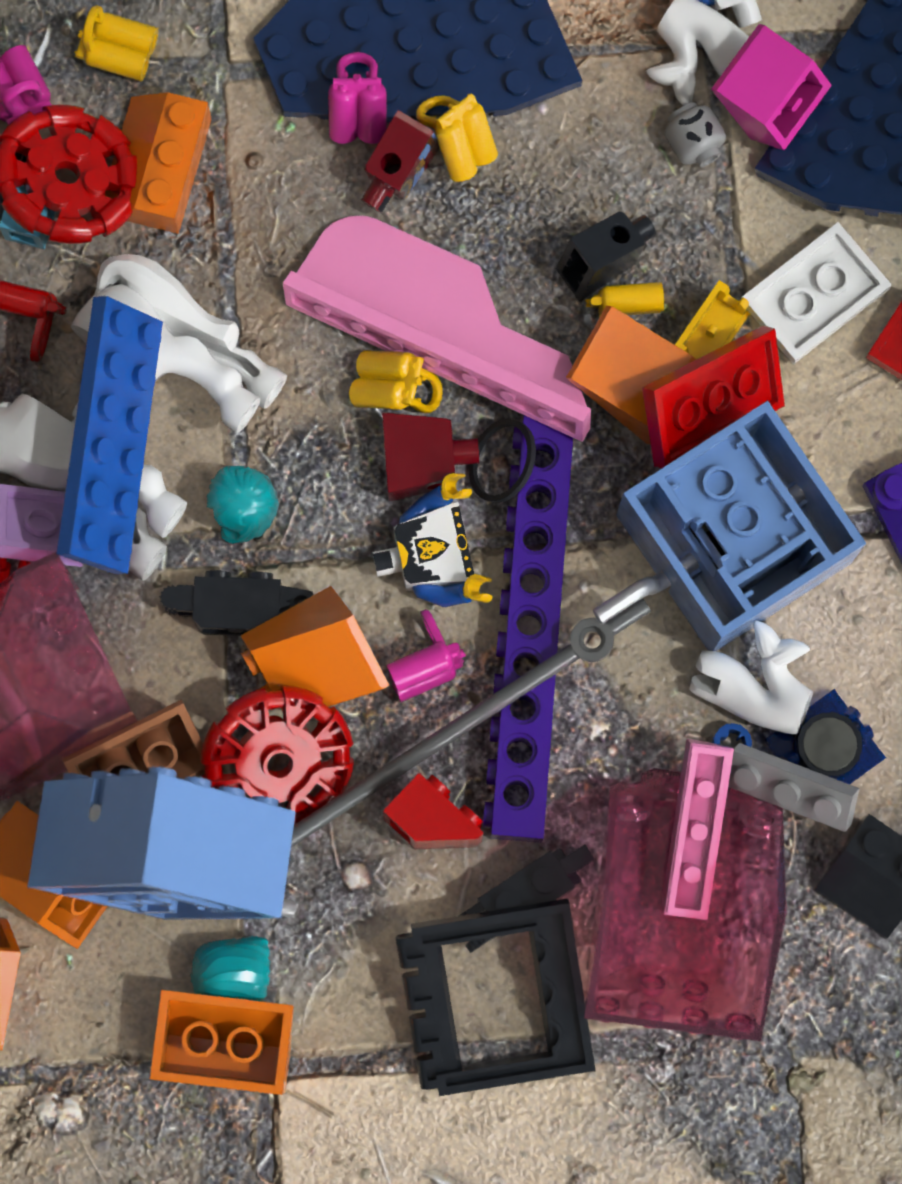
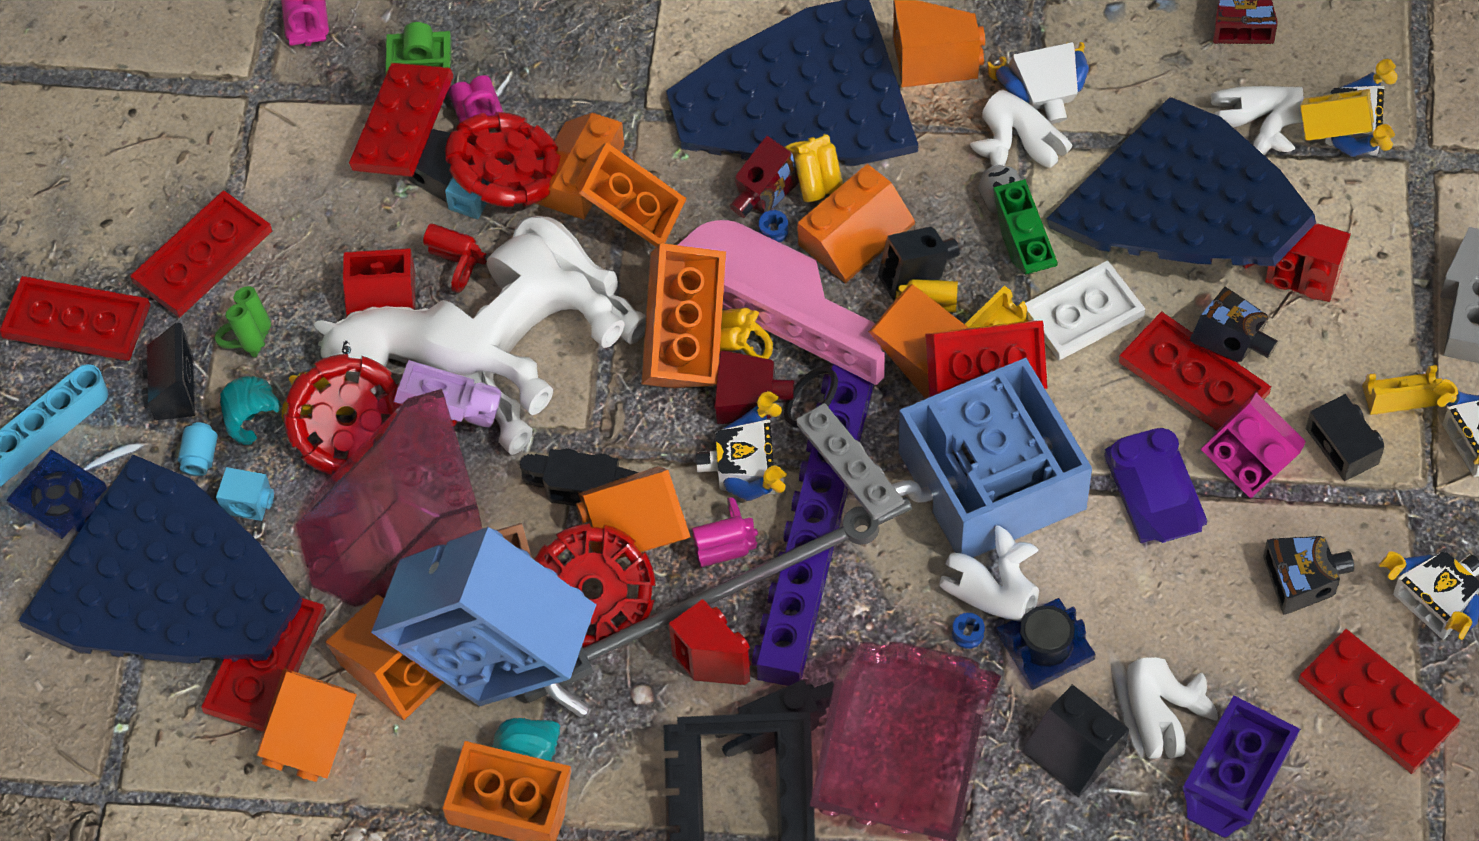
camera: 15 degrees right, 20 degrees down
(110, 436) = (499, 322): blue plate -> none
(116, 44) = (559, 83): yellow piece -> none
(235, 214) = (630, 194): none -> orange slope
(242, 503) = (600, 402): teal hair -> none
(331, 375) = (683, 317): none -> orange slope
(357, 104) = (736, 136): dark pink piece -> none
(424, 207) = (772, 217): none -> blue bush
(520, 206) = (854, 223): none -> orange slope
(569, 565) = (850, 461): none -> light grey bracket
(696, 829) = (927, 679): bright pink slope -> none
(731, 195) = (1023, 228): none -> green slope
(771, 88) = (1064, 157): dark pink slope -> none
(793, 787) = (1011, 658): light grey plate -> none

